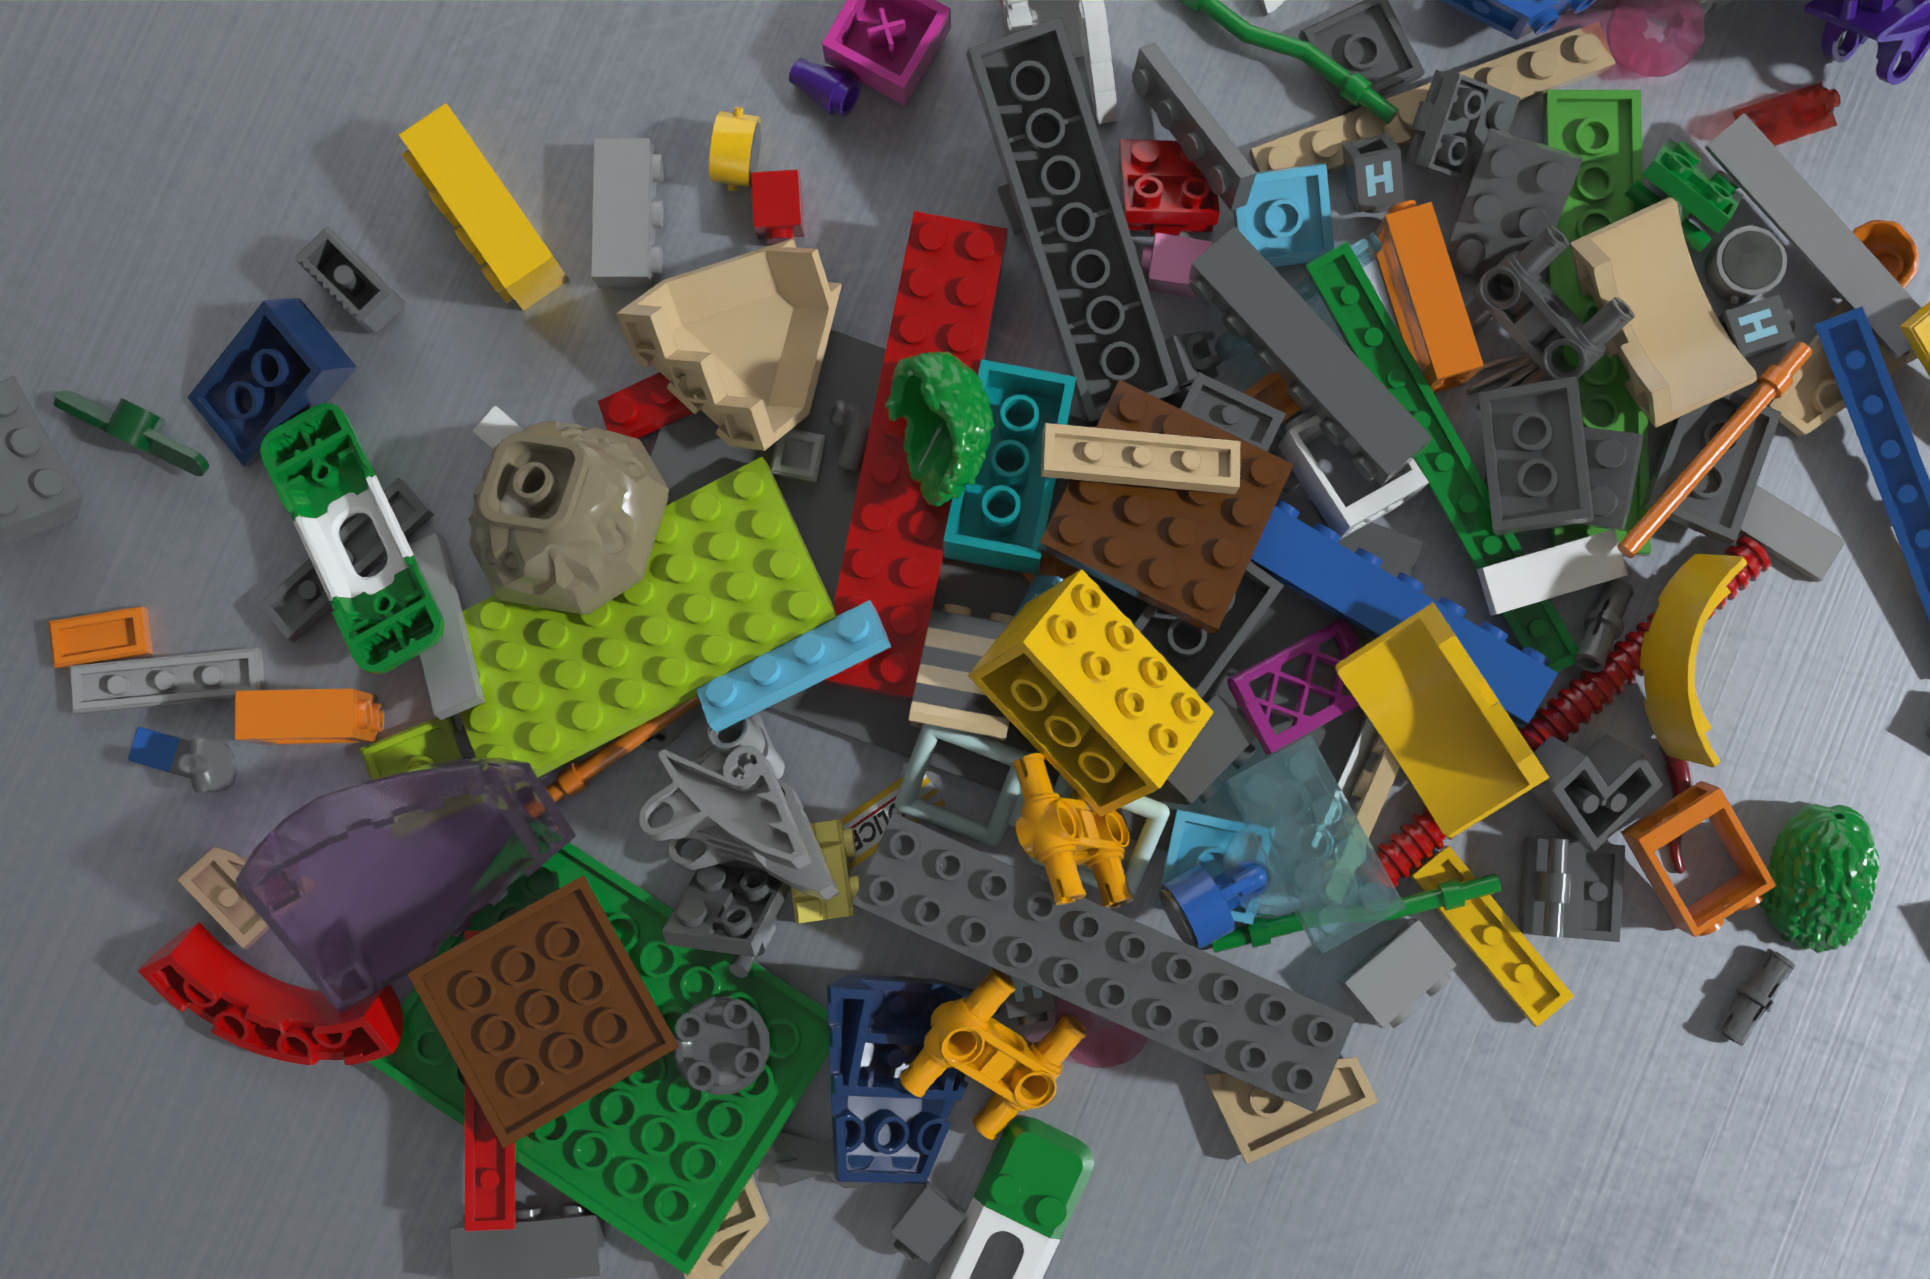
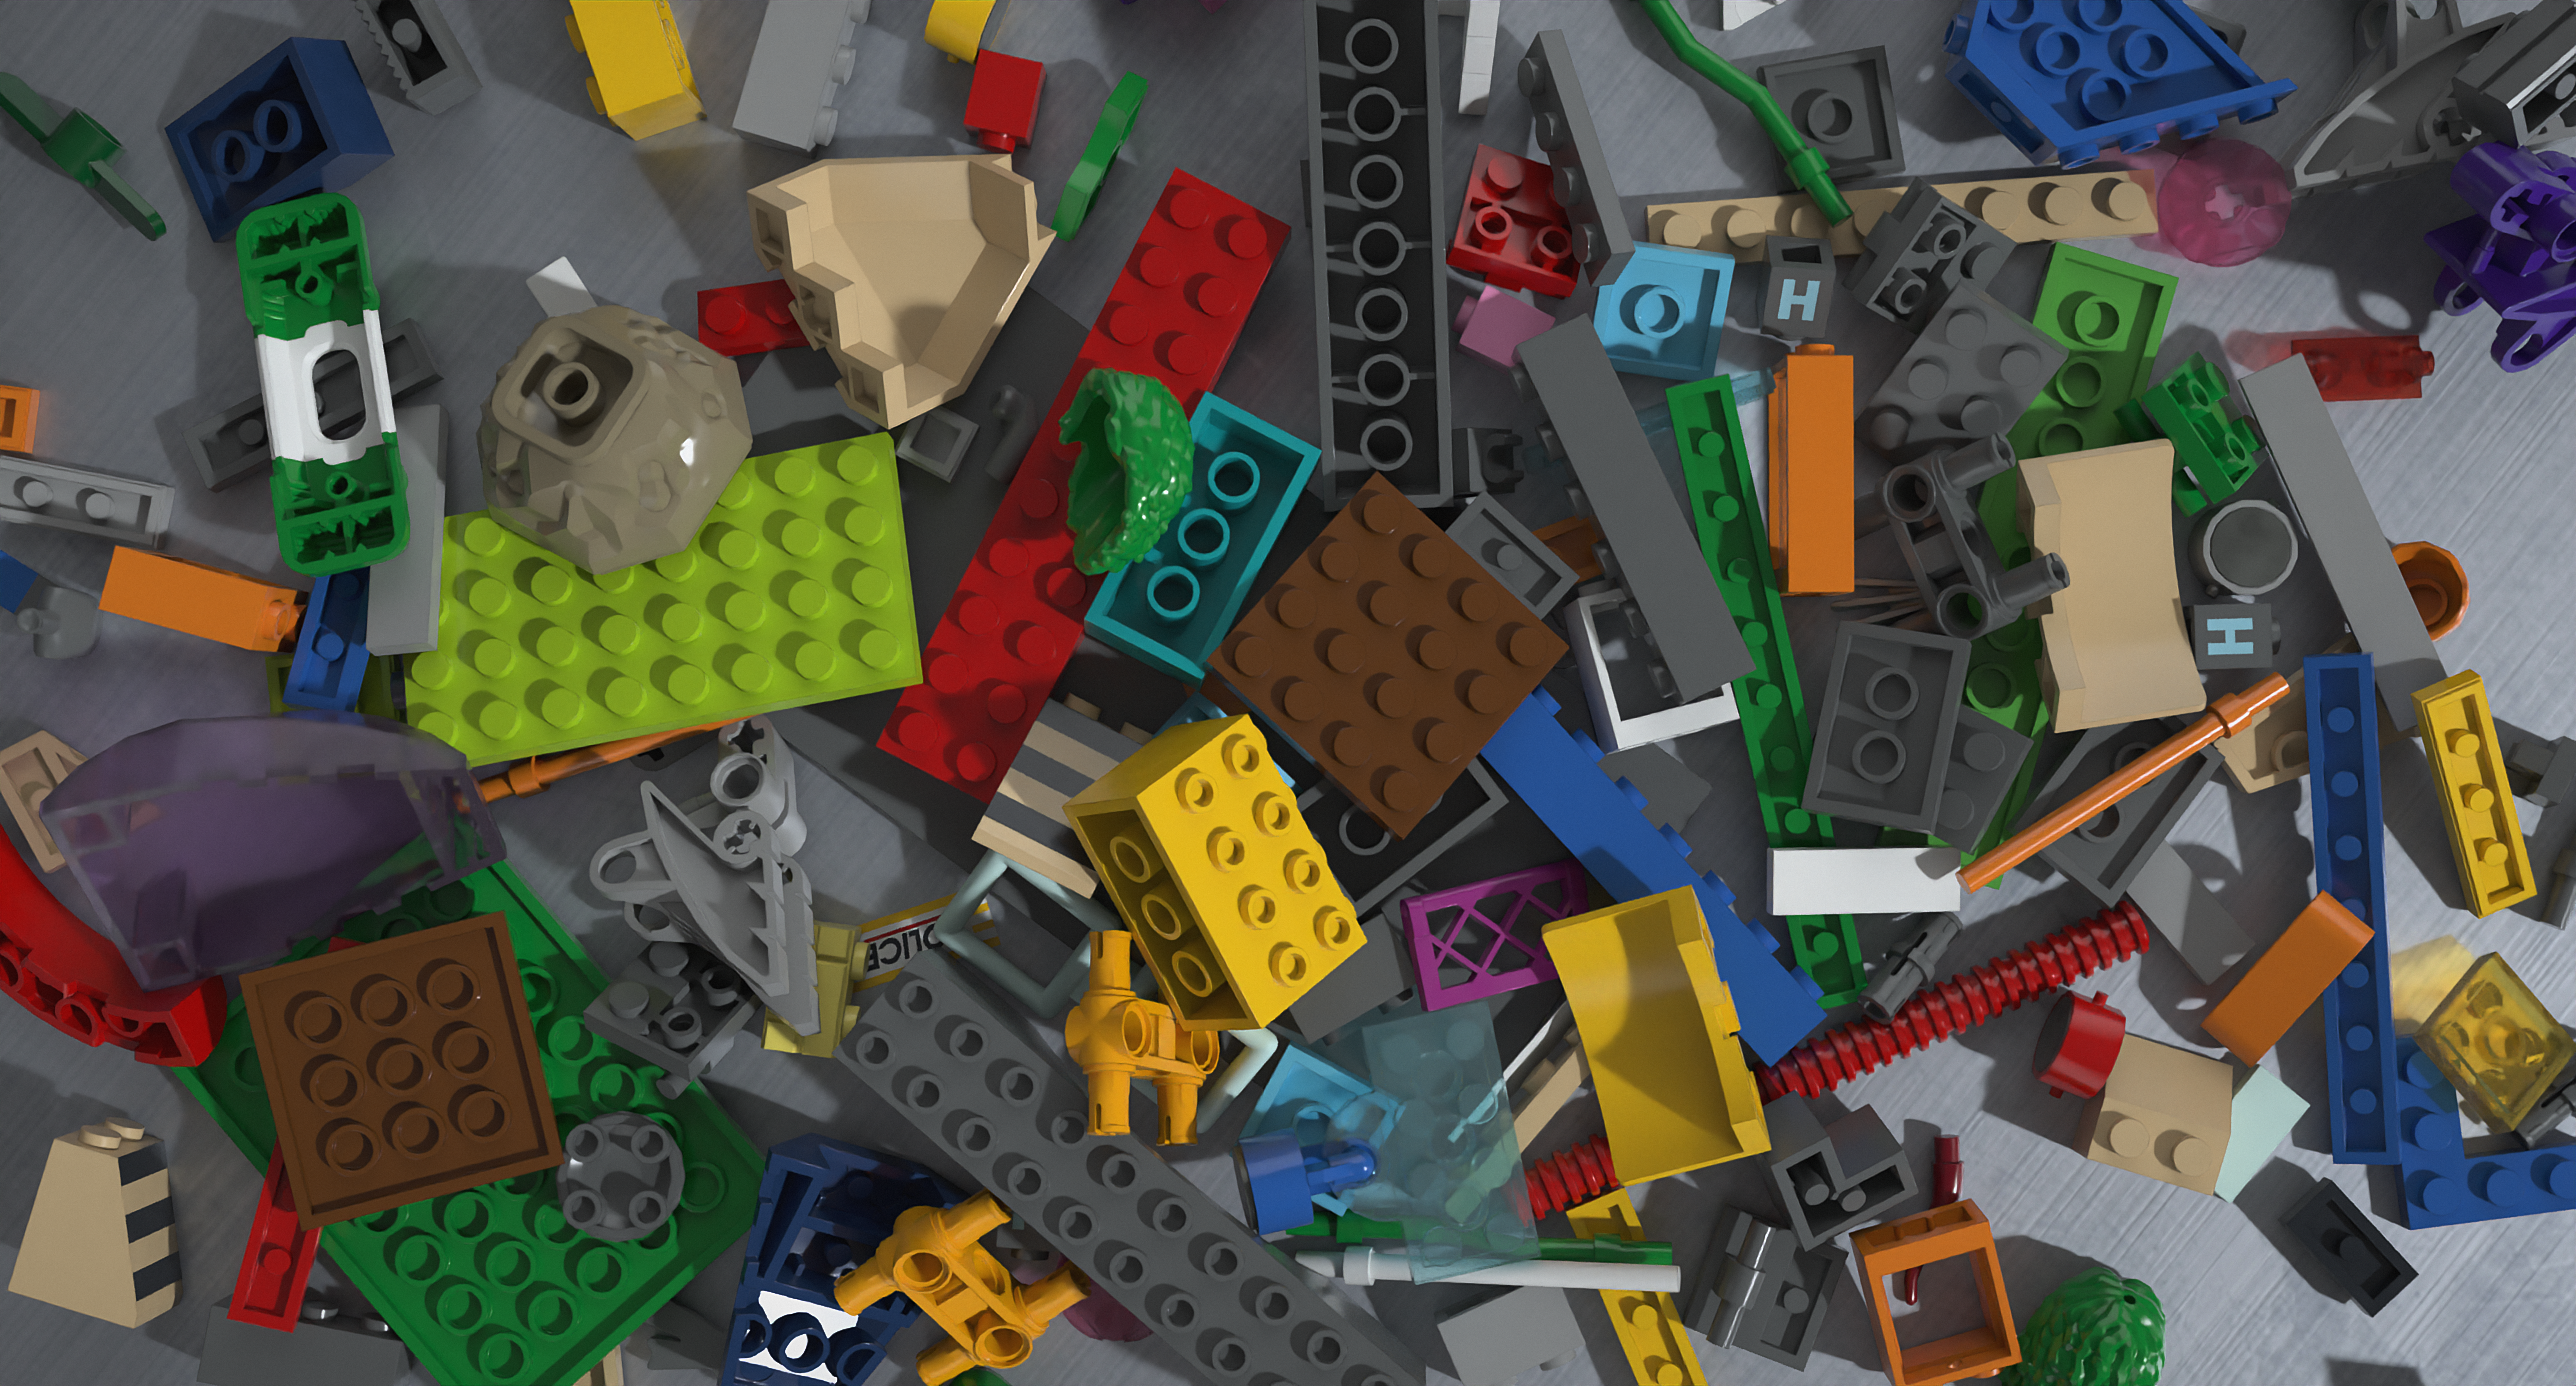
camera: 10 degrees right, 5 degrees up
(354, 1193) = (103, 1227): none -> tan slope
(406, 718) = (331, 644): none -> blue plate
(793, 666) = (845, 725): medium azure plate -> none
(856, 223) = (1099, 157): none -> green tile
(1140, 458) = (1368, 589): tan plate -> none
(1276, 957) = (1363, 1265): none -> white bar
(1671, 654) = (1982, 1026): yellow panel -> none
(1743, 647) = (2078, 1044): none -> red piece
(1814, 680) = (2160, 1116): none -> tan slope
(1877, 555) = (2287, 978): none -> orange beam
(1879, 679) = (2260, 1120): none -> light aqua tile

